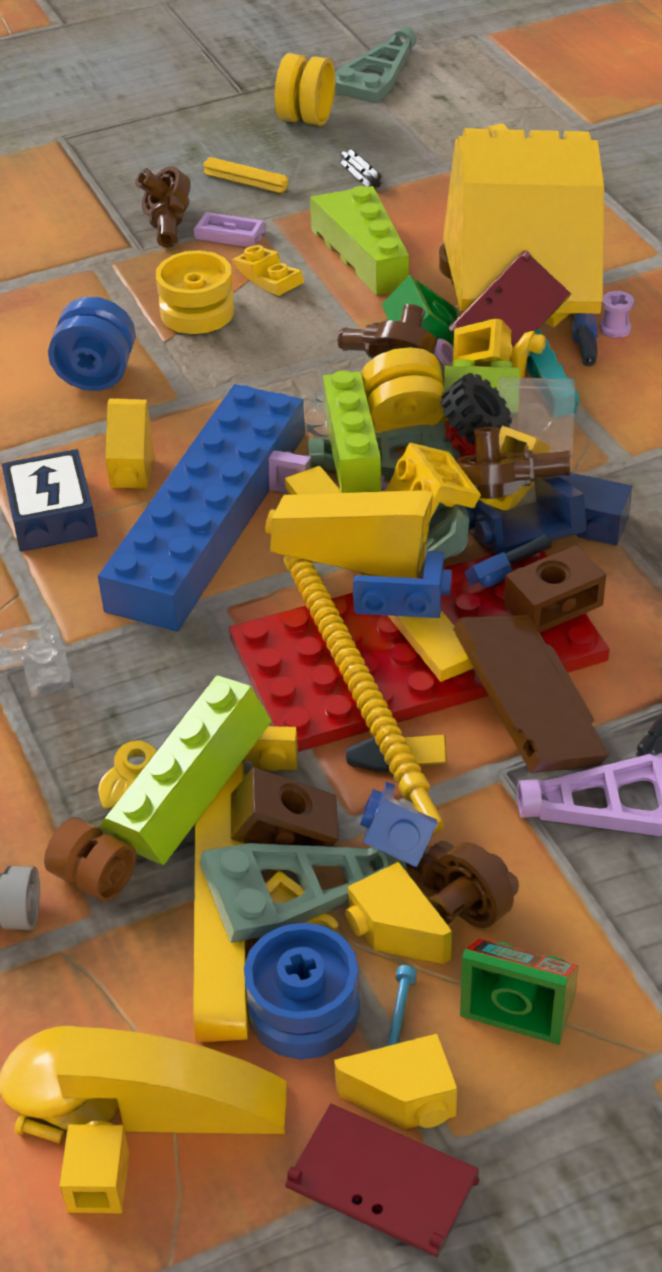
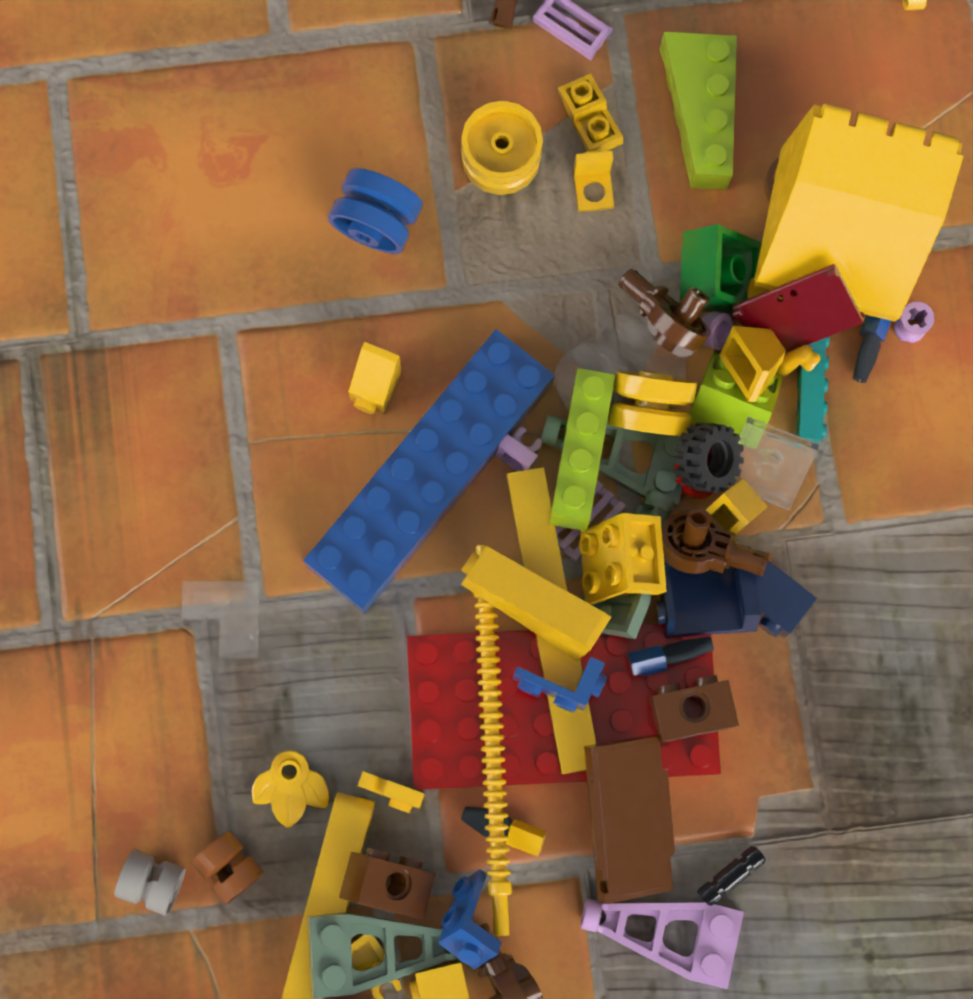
camera: 10 degrees right, 35 degrees up
(49, 500) = (286, 416): panel -> none
(188, 770) = (316, 817): lime slope -> none
(283, 295) = (593, 168): none -> yellow bracket

